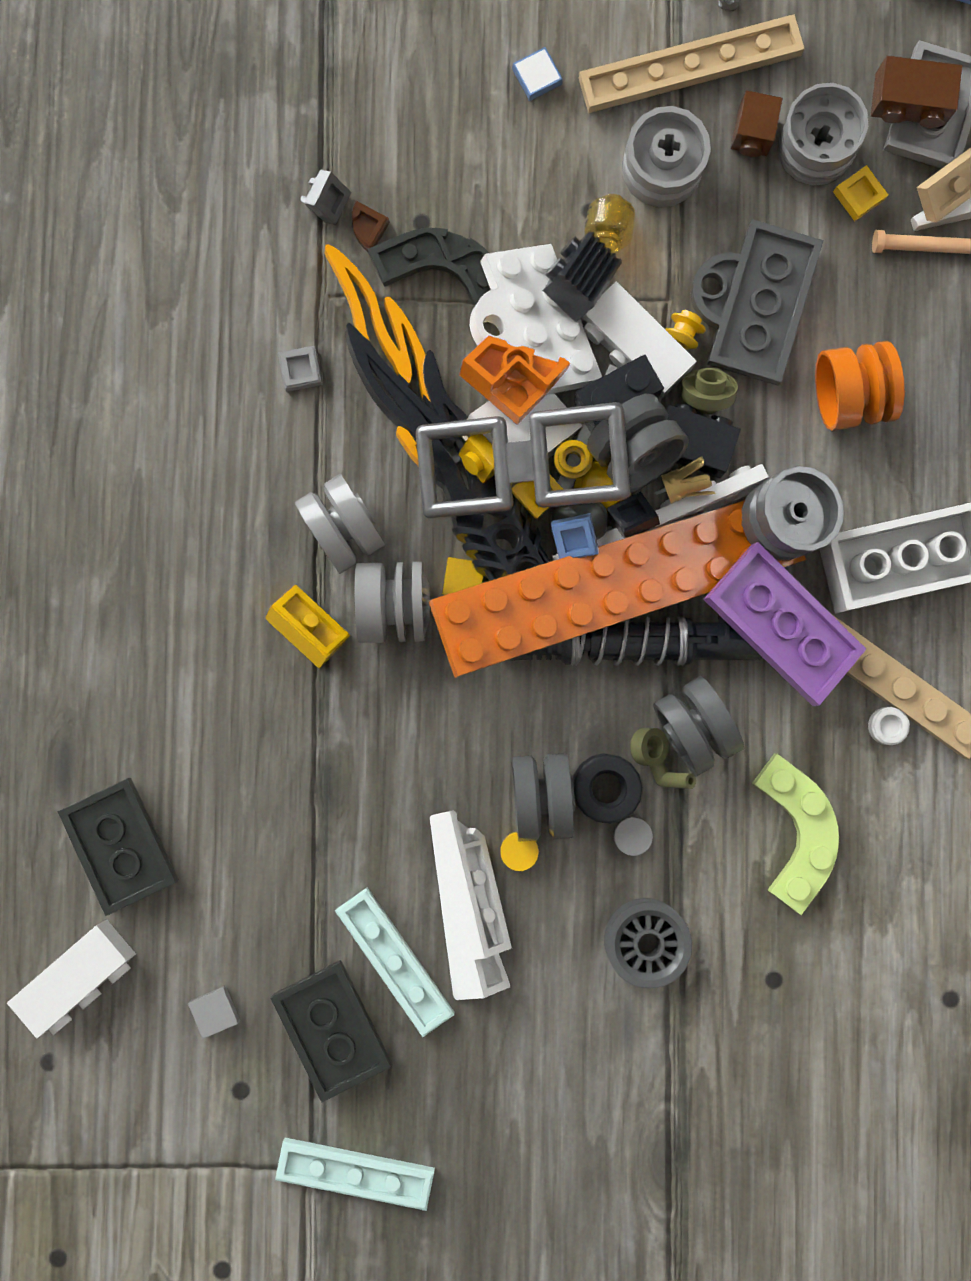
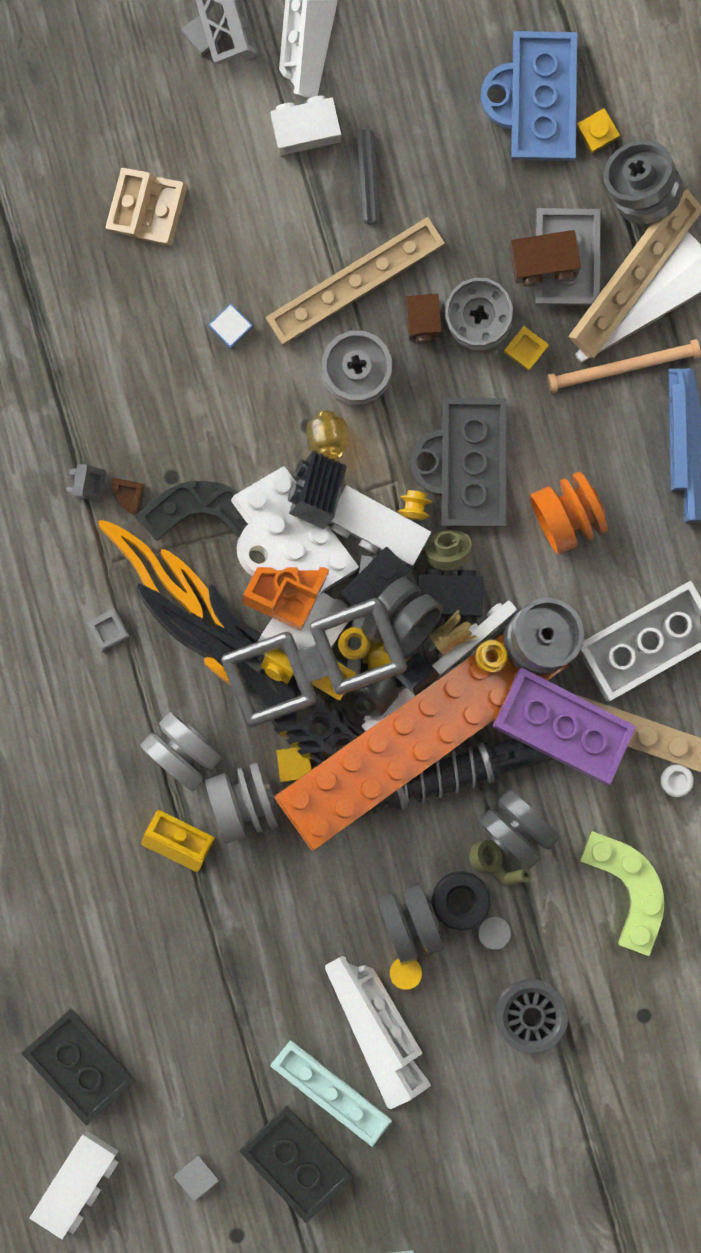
camera: 15 degrees left, 0 degrees up
(575, 536) = (374, 708): medium blue tile -> none
(734, 515) = (497, 649): none -> yellow plate

